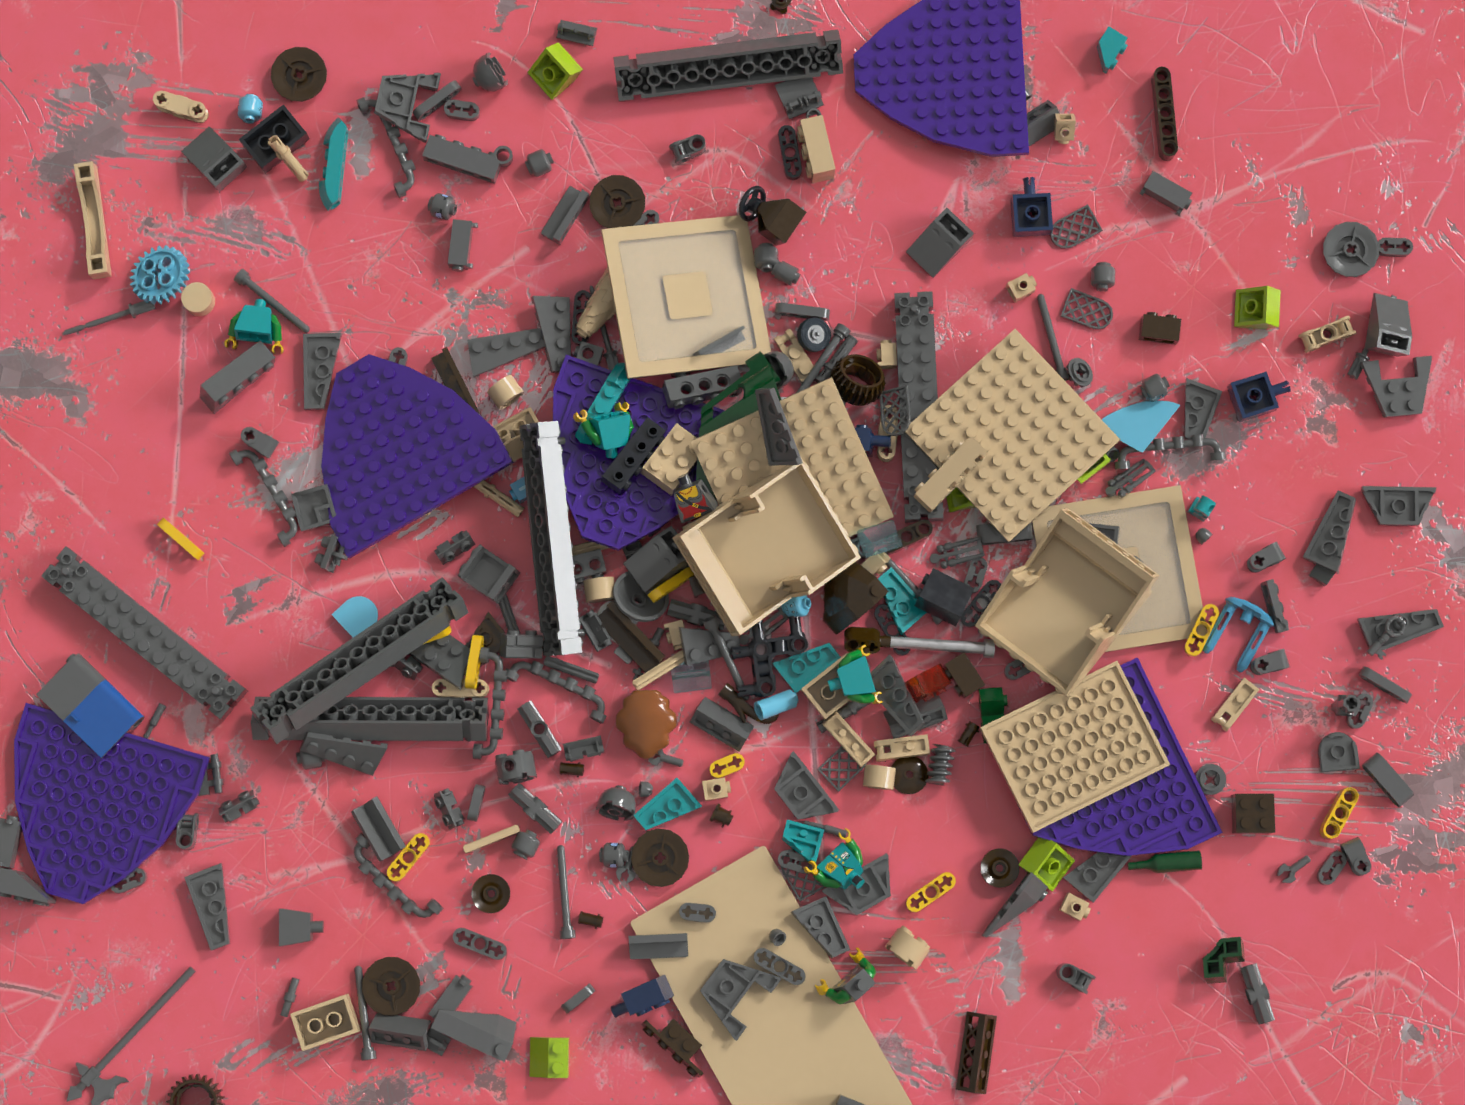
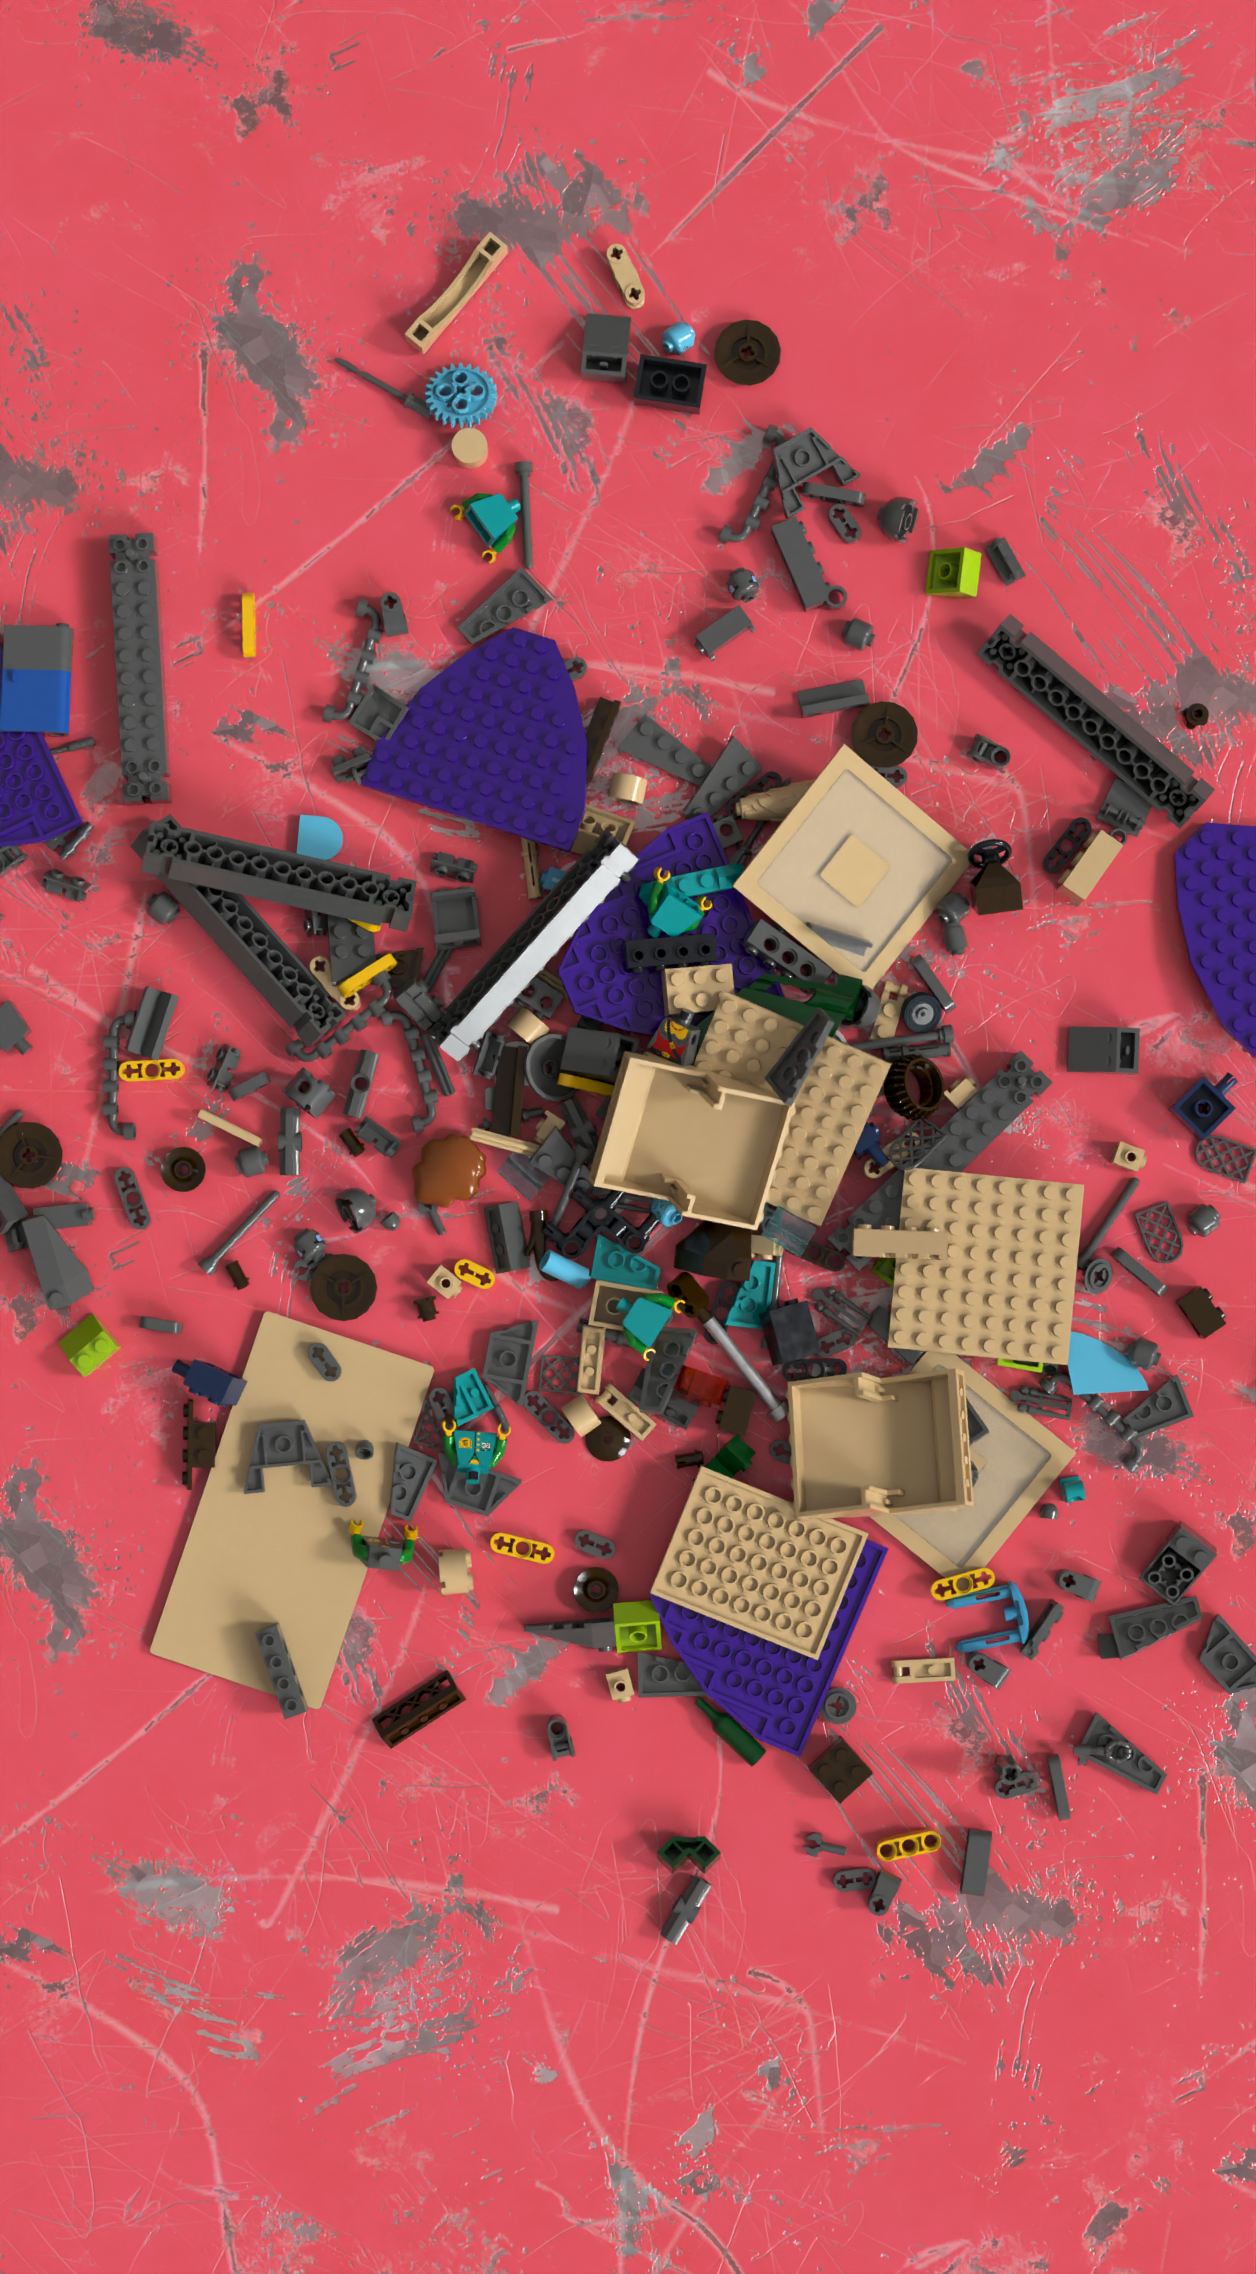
camera: 50 degrees right, 5 degrees up
(236, 376) = (432, 543): dark grey wedge -> none
(284, 153) = (663, 405): tan pin -> none
(331, 188) = (673, 473): teal brick -> none
(352, 754) = (197, 948): dark grey wing -> none
(658, 946) = (266, 1354): dark grey panel -> none
(667, 805) = (395, 1253): teal wing -> none
(875, 803) = (564, 1425): none -> dark grey beam
(940, 764) = (640, 1459): dark grey piece -> none
(972, 847) = (592, 1549): none -> dark grey beam
(1100, 344) = (1139, 1271): none -> dark grey beam
(1258, 386) = (1226, 1452): dark blue brick -> none
(1307, 483) = (1178, 1563): none -> dark grey slope
(1337, 753) = (960, 1797): dark grey tile -> none

